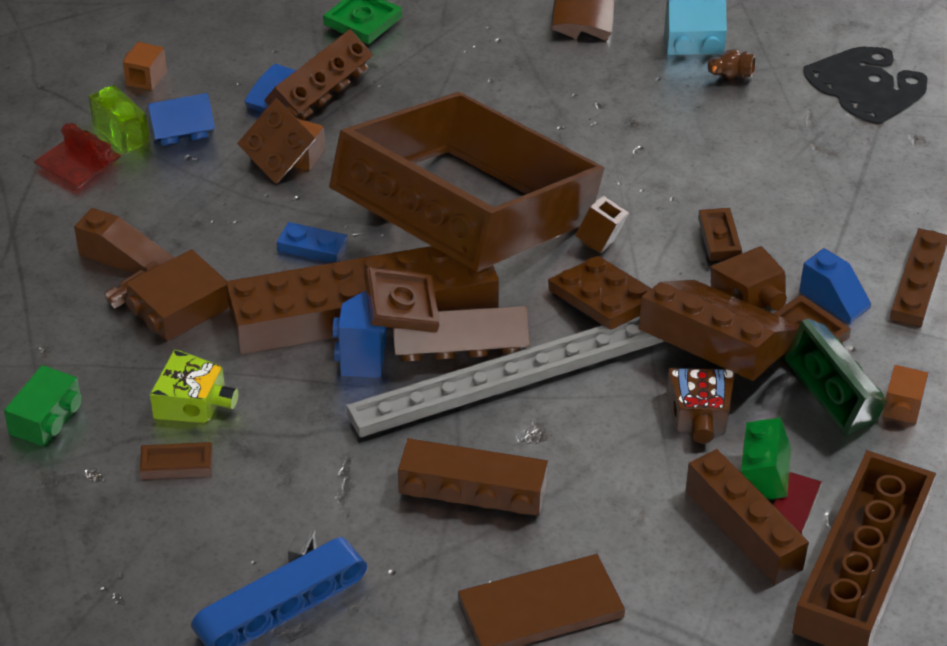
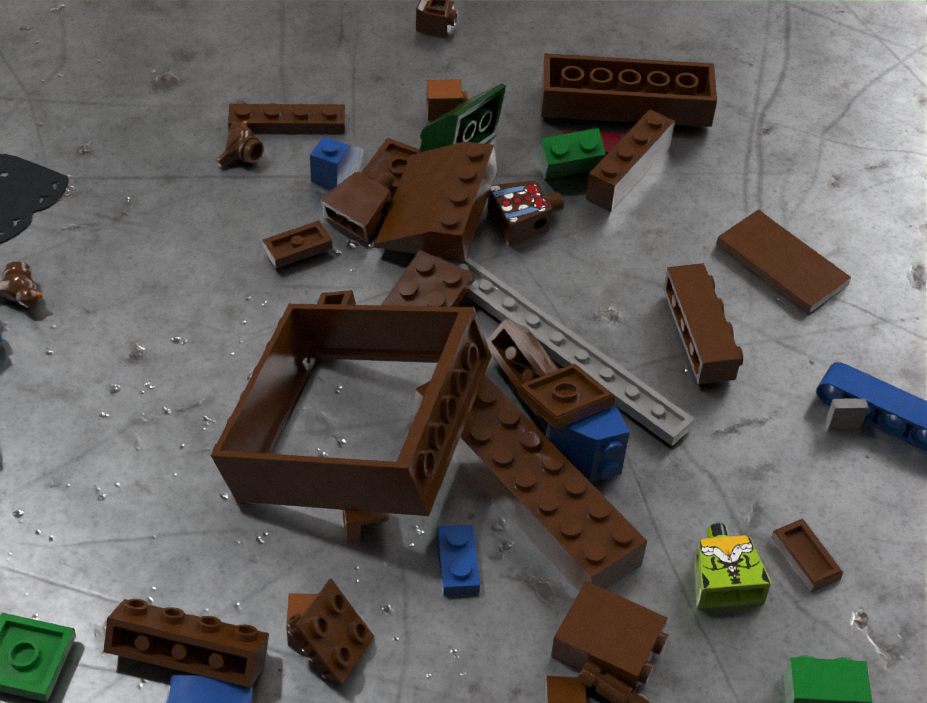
camera: 115 degrees left, 5 degrees up
(879, 228) = (241, 145): none -> reddish brown animal

